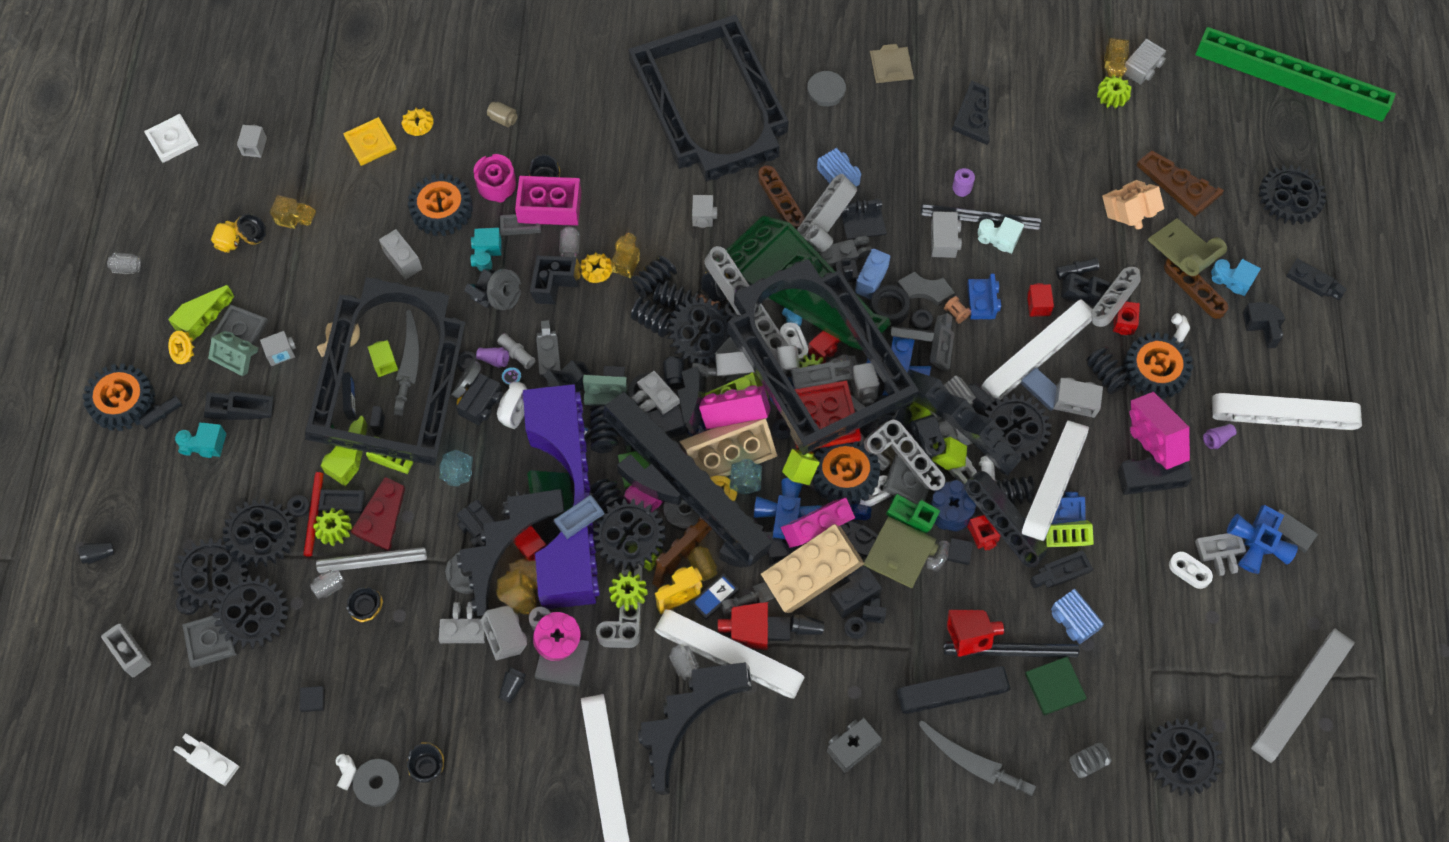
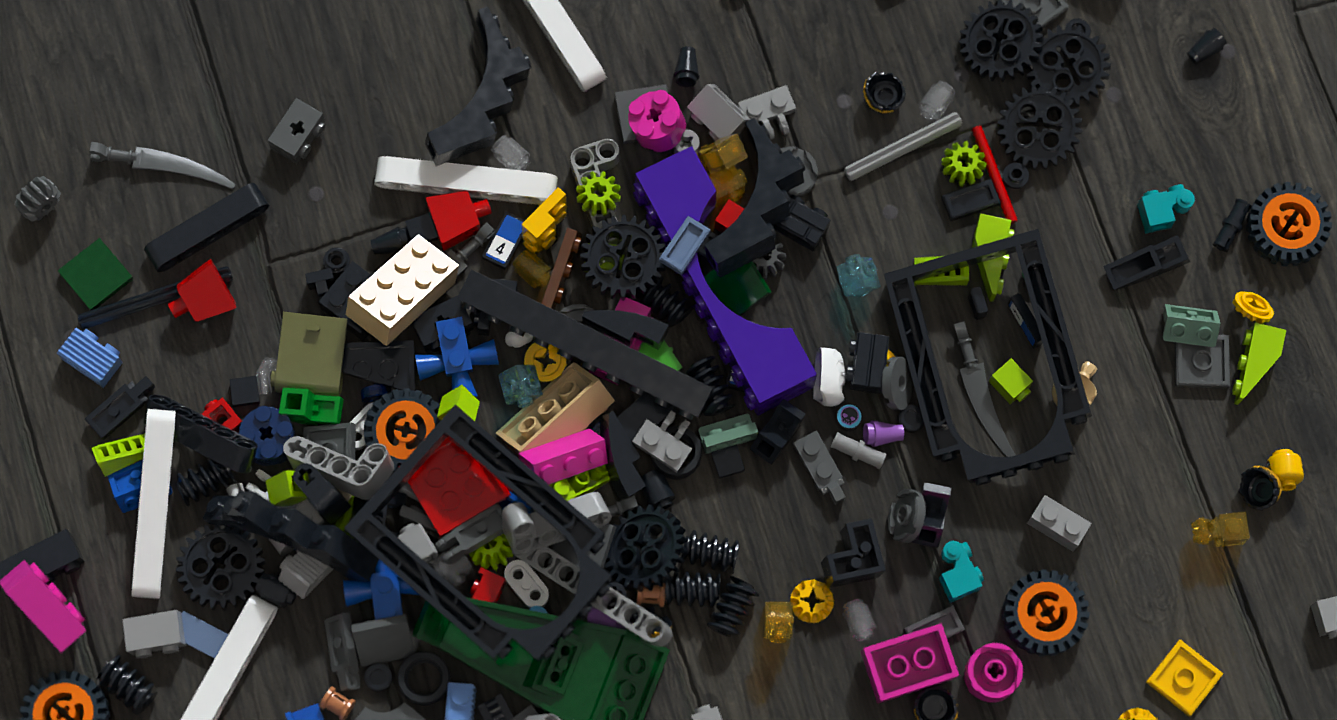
camera: 155 degrees right, 10 degrees up
(278, 348) = (1140, 349): light grey brick -> none
(380, 516) = (919, 199): dark red wing -> none
(817, 521) = (413, 341): dark pink brick -> none

